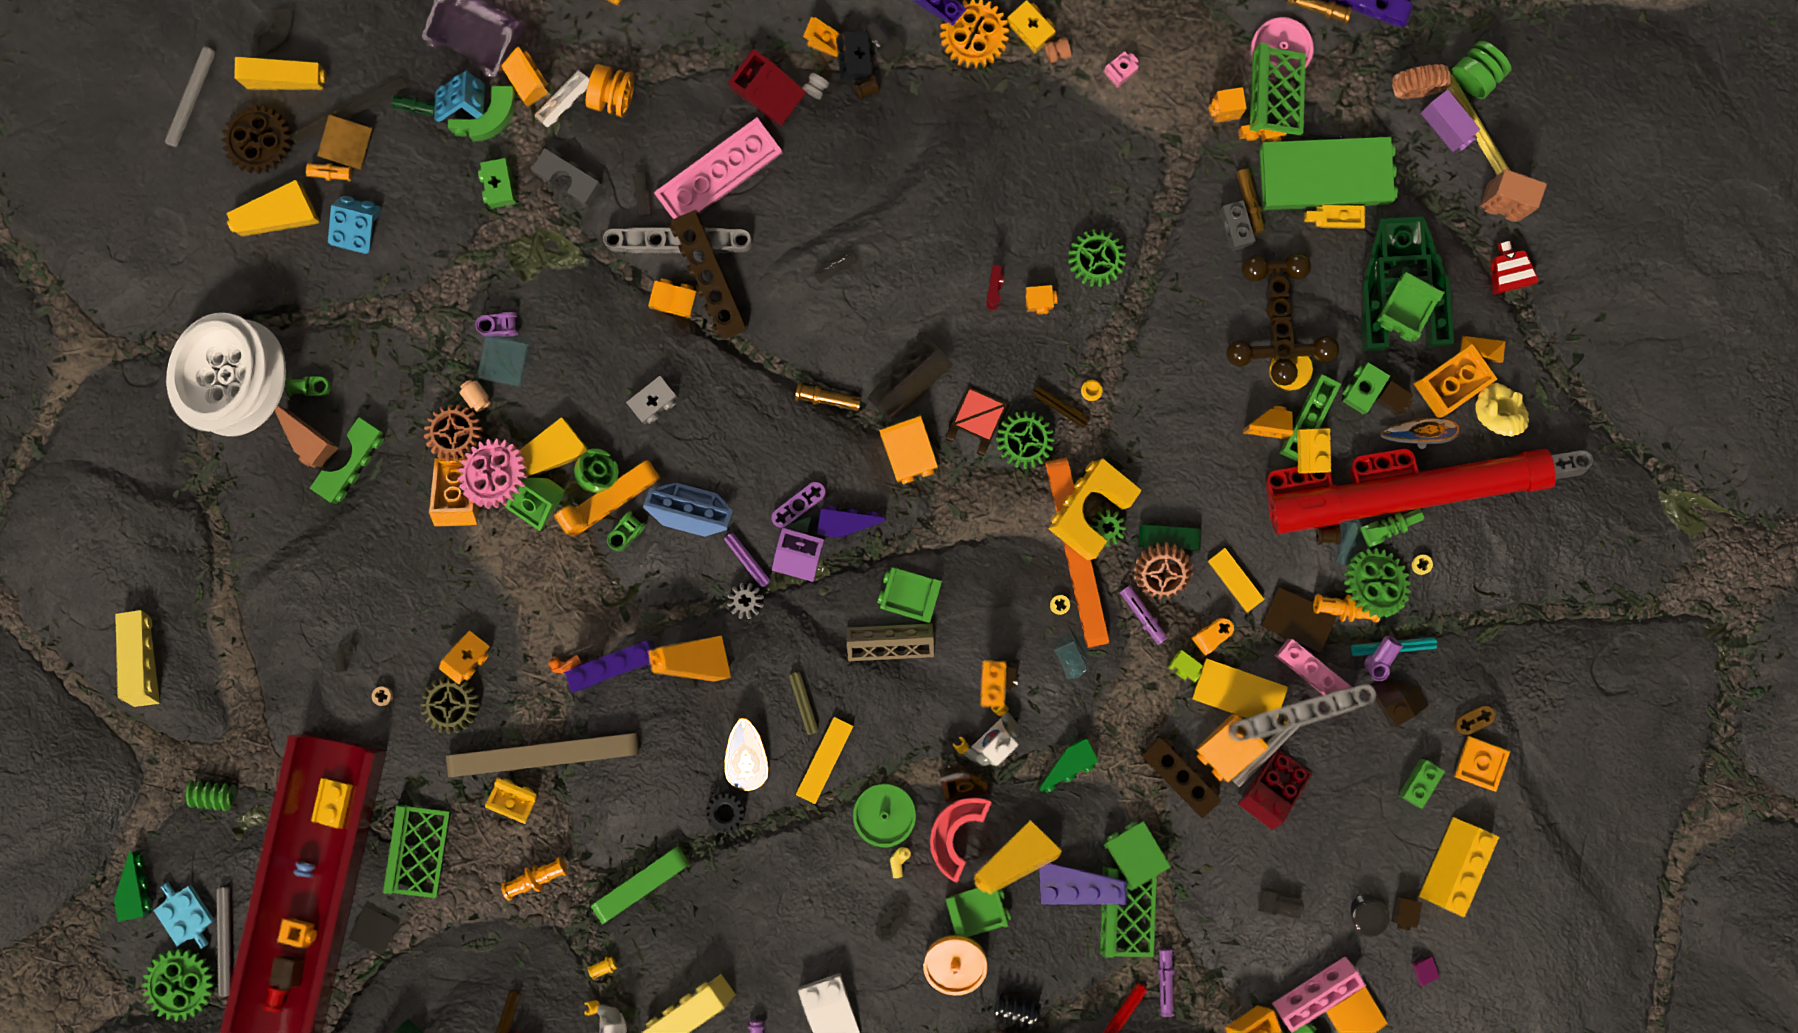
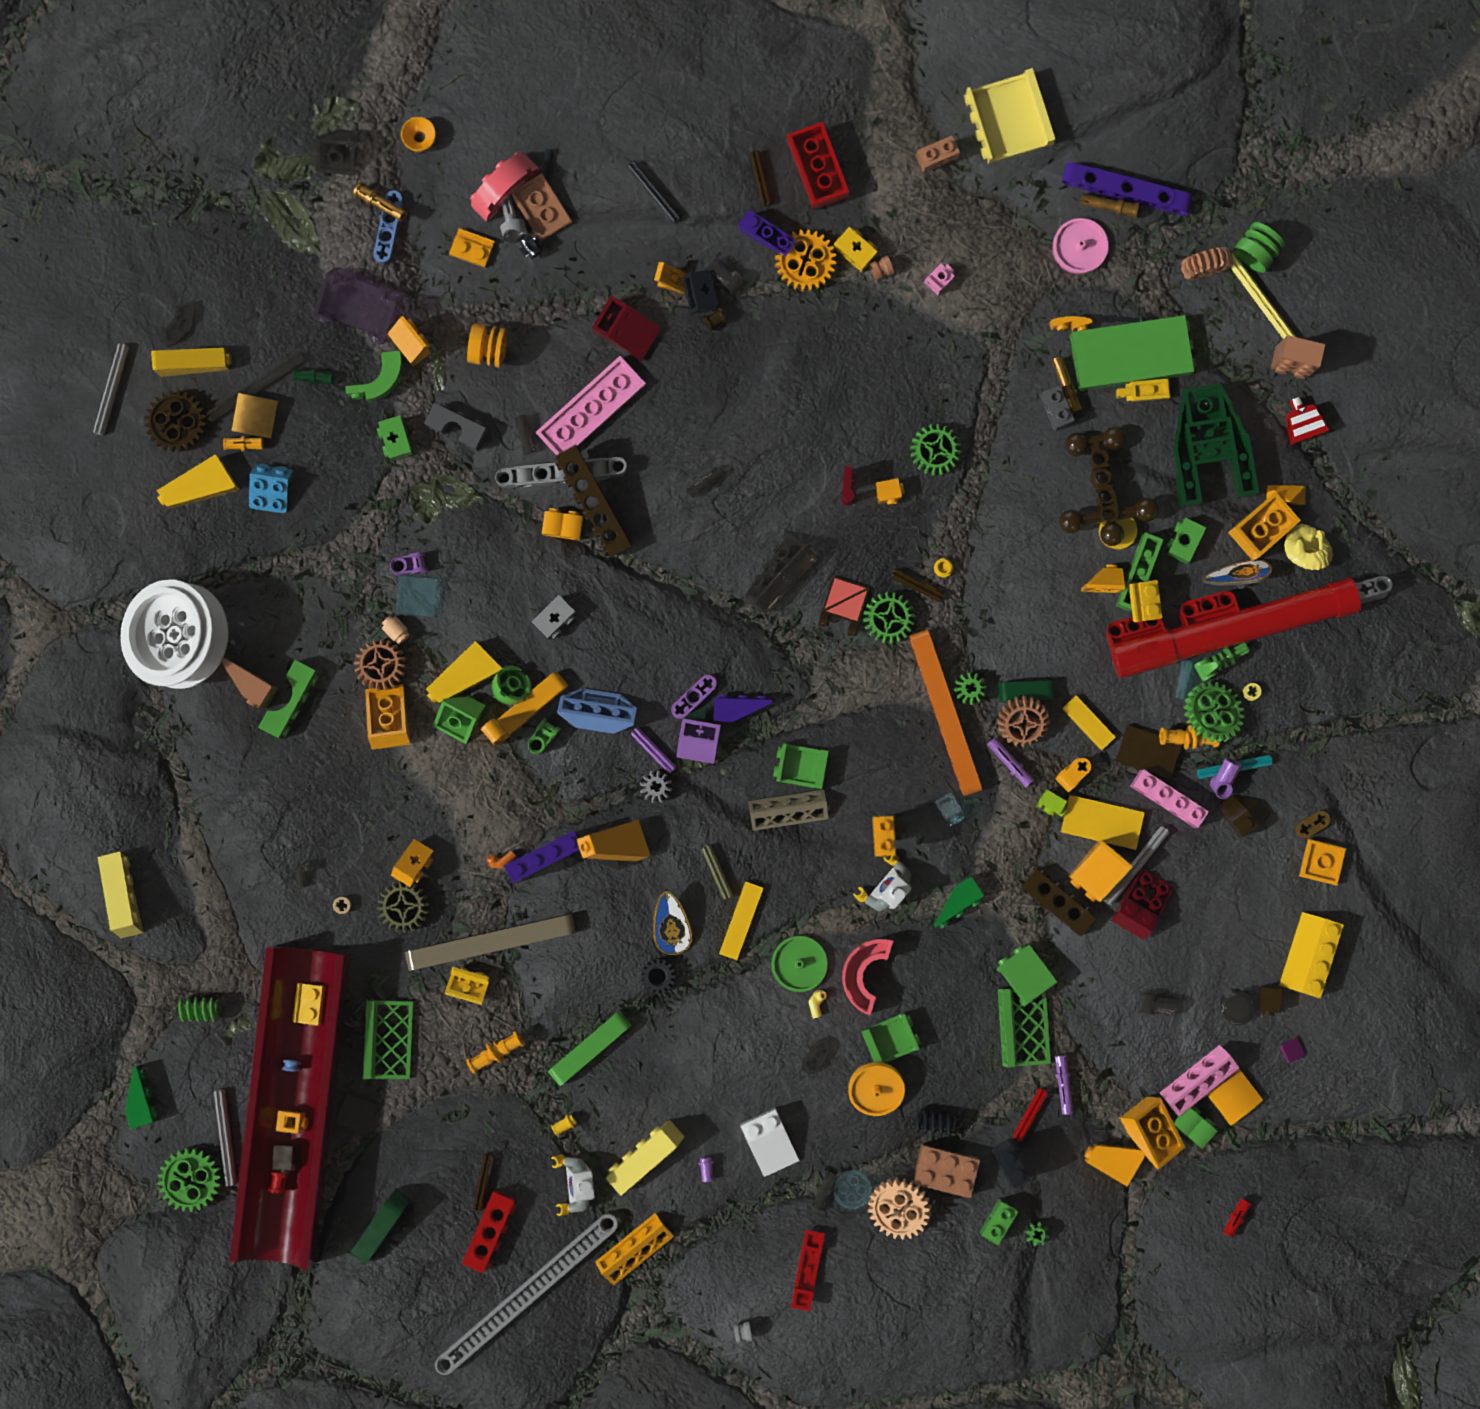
camera: 10 degrees left, 0 degrees up
(184, 915) = (187, 1118): medium azure plate -> none
(306, 386) = (245, 637): bright green connector -> none
(460, 92) = (351, 362): dark azure bracket -> none
(475, 477) = (403, 702): bright pink gear -> none
(563, 99) = (445, 357): white plate -> none
(815, 85) = (669, 322): light grey wheel -> none
(817, 395) = (700, 597): pearl gold pin -> none
(909, 450) = (787, 638): light orange slope -> none
(961, 783) = (864, 927): dark brown slope -> none
(1019, 857) = (922, 988): yellow slope -> none
(1066, 603) = (929, 762): light yellow bush -> none
(1070, 522) = (936, 686): yellow arch -> none
(1073, 886) = (974, 1008): dark purple wing -> none
(1228, 105) = (1037, 302): light orange brick -> none
(1261, 84) = (1065, 280): bright green fence -> none
(1301, 713) = (1158, 833): light grey beam -> none
(1328, 535) = (1166, 674): dark brown bush -> none
(1394, 398) = (1212, 547): dark brown brick -> none
(1409, 307) = (1216, 465): bright green panel -> none
(1421, 783) = (1270, 885): bright green brick -> none
(1451, 121) = (1236, 296): medium lavender brick -> none

